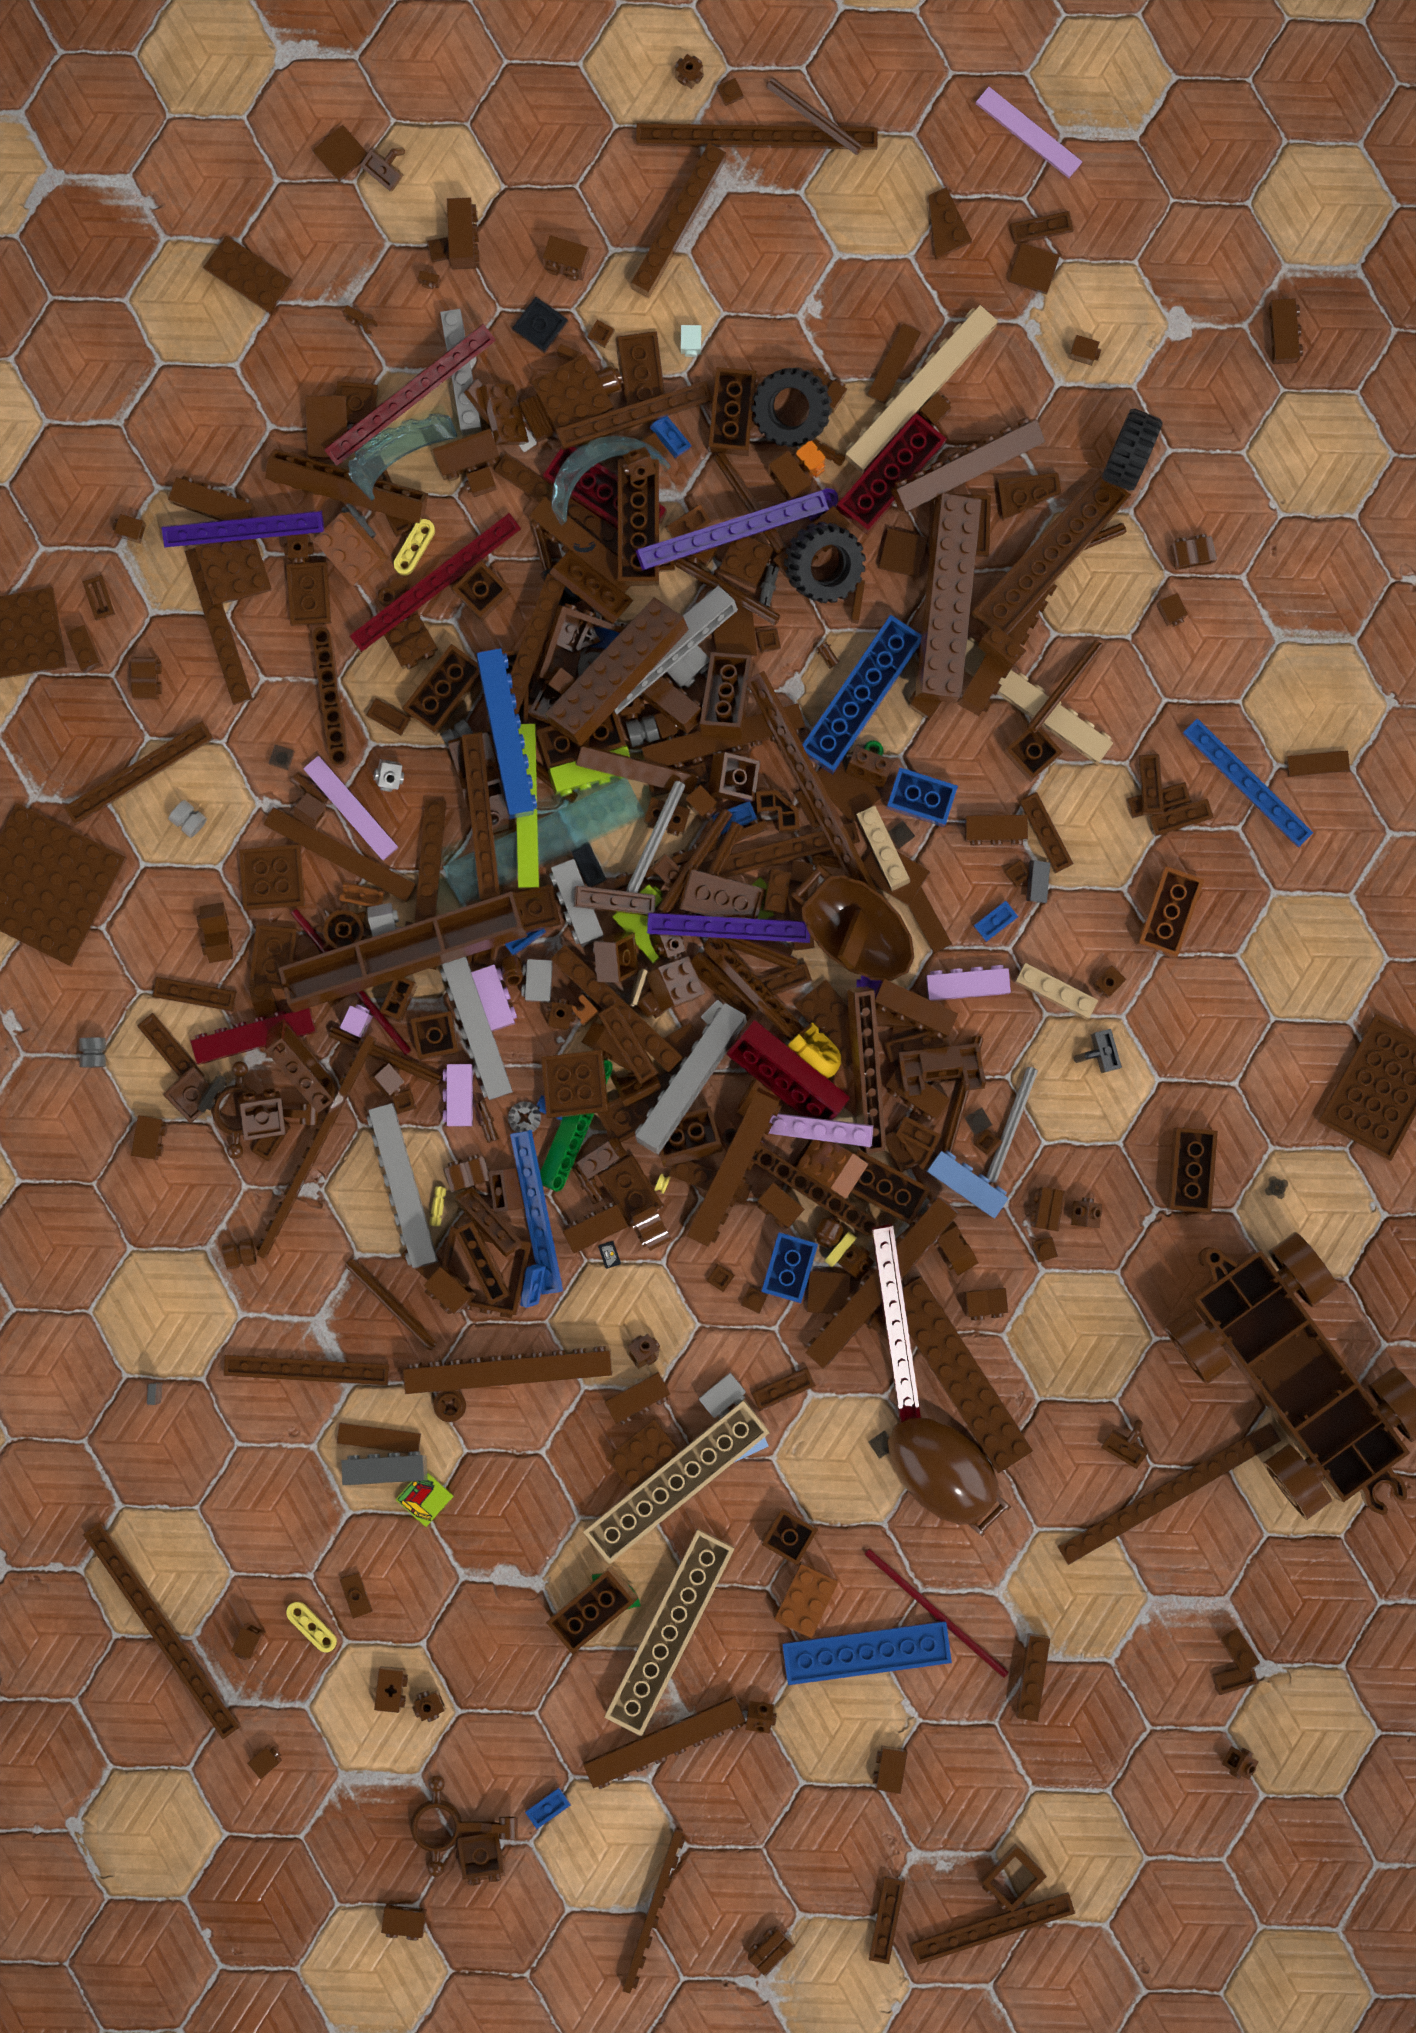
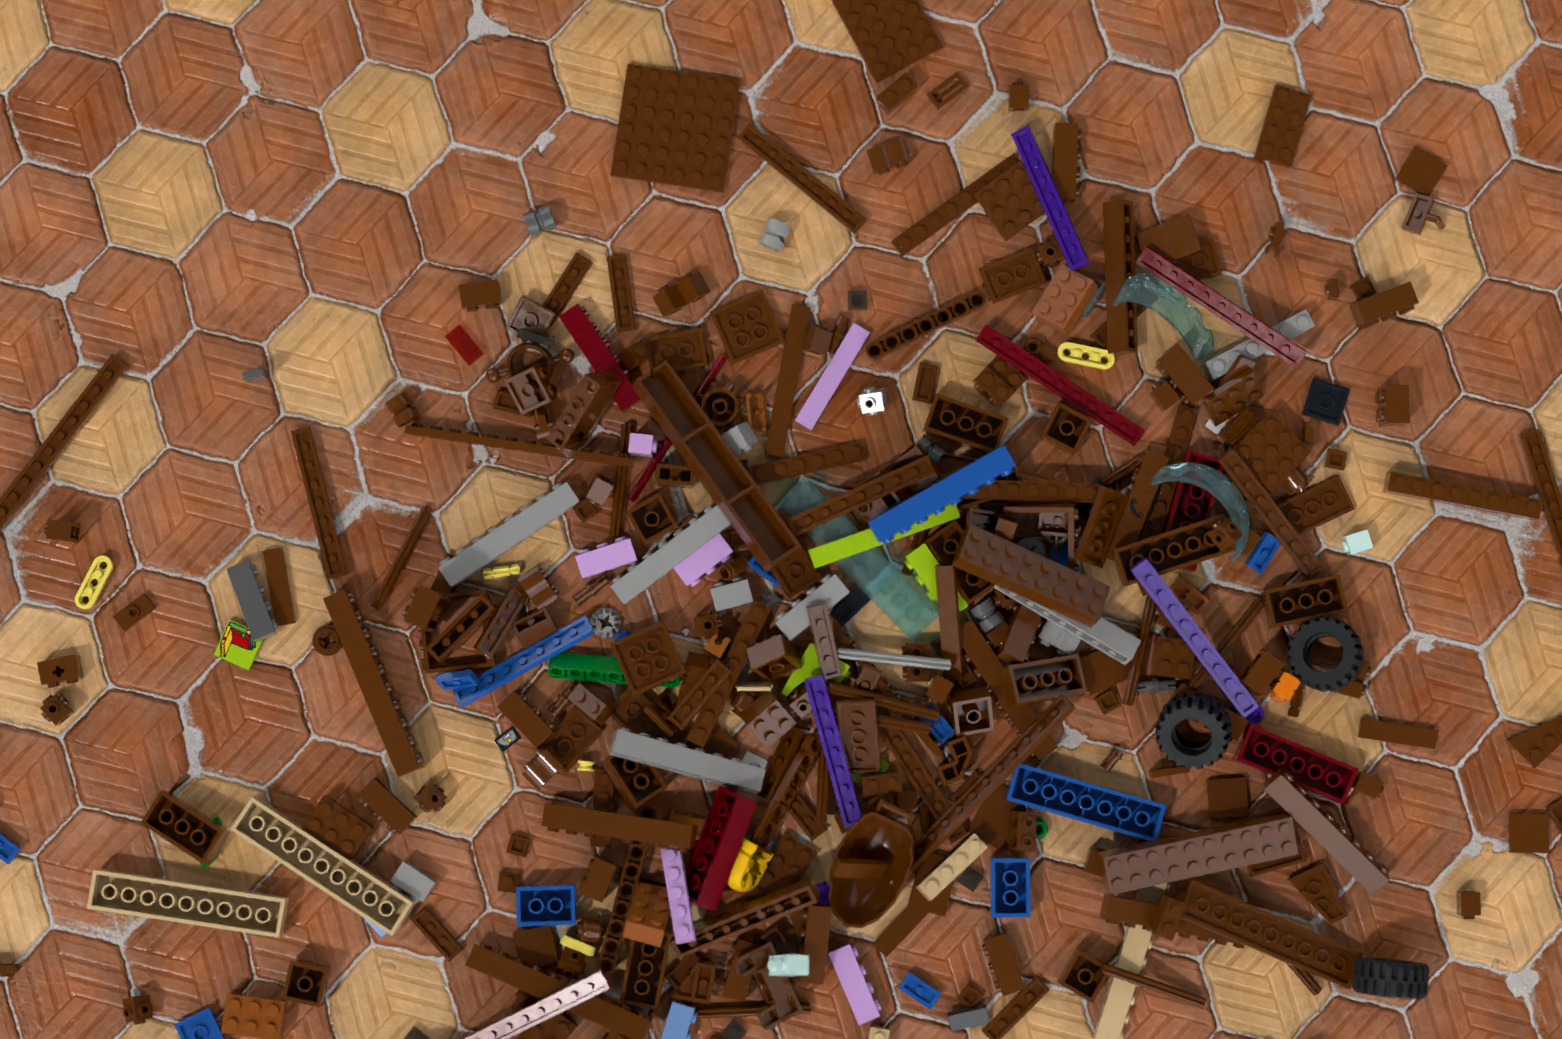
camera: 70 degrees right, 0 degrees up
(194, 1170) = (464, 345): none -> clear red plate
(663, 1742) = (89, 930): reddish brown brick -> none
(921, 388) = (1383, 766): tan brick -> none
(928, 1041) = (788, 965): none -> light aqua brick

